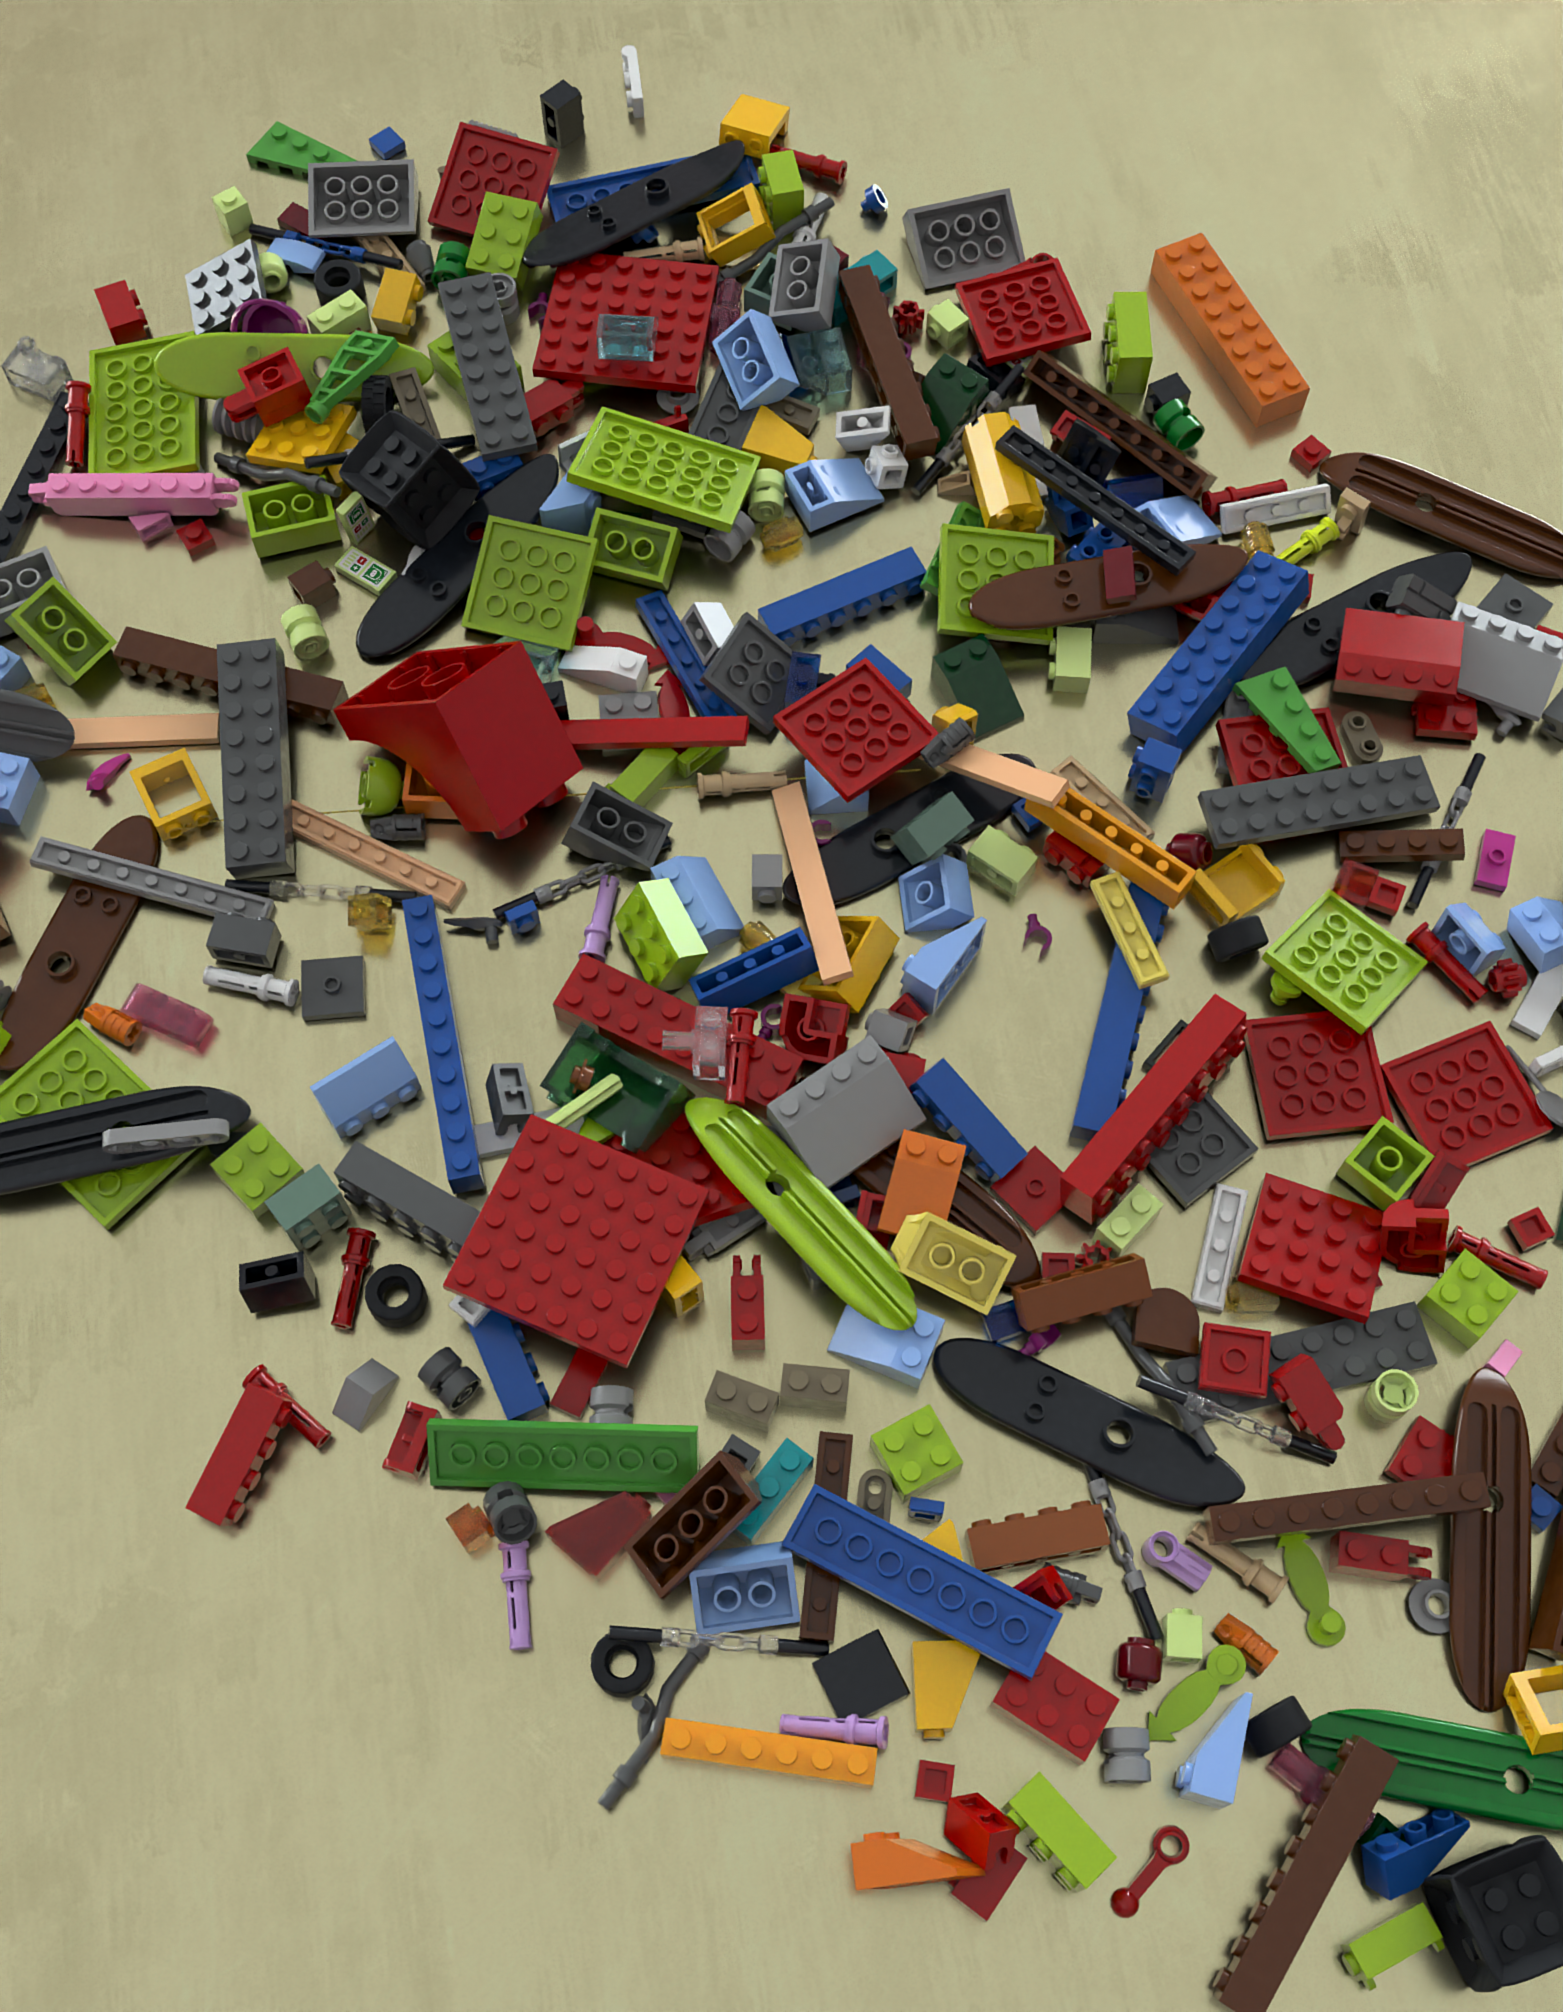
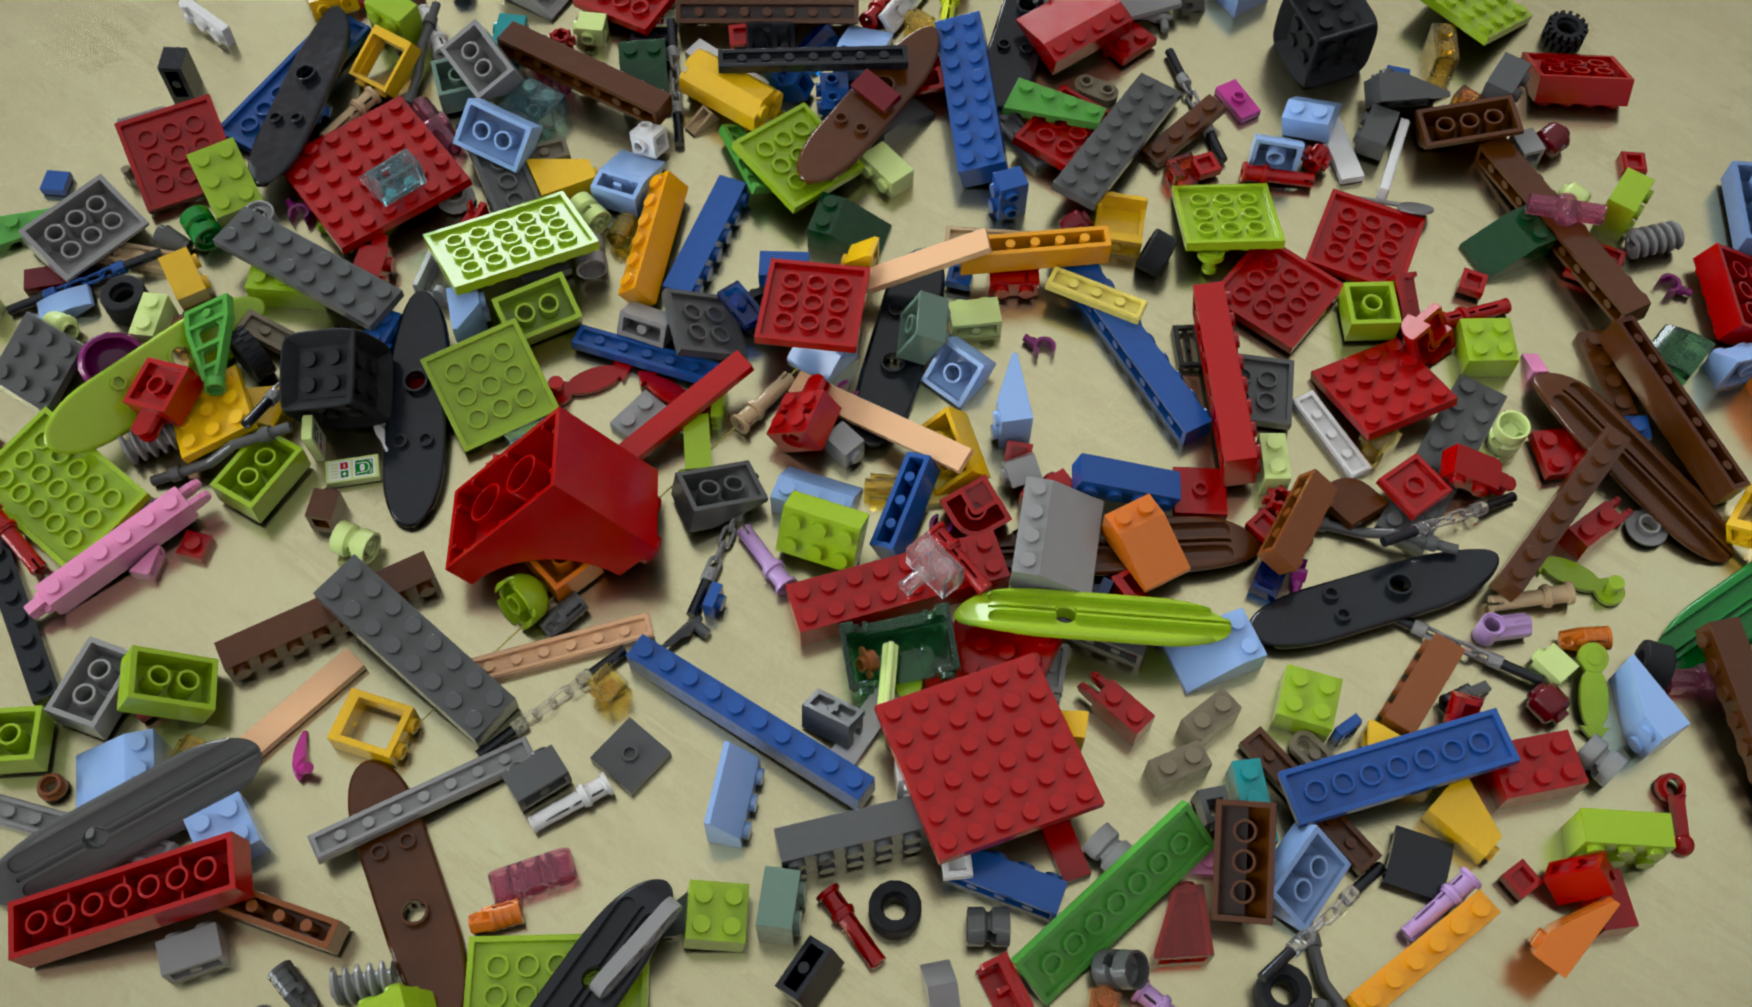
camera: 45 degrees left, 5 degrees down
(607, 667) = (600, 397): white slope -> none
(754, 824) = (805, 417): none -> red brick
(795, 561) = (653, 239): none -> light orange brick
(862, 427) = (611, 124): white slope -> none
(948, 743) = (880, 267): dark grey hinge -> none
(951, 1260) = (1209, 568): light yellow slope -> none

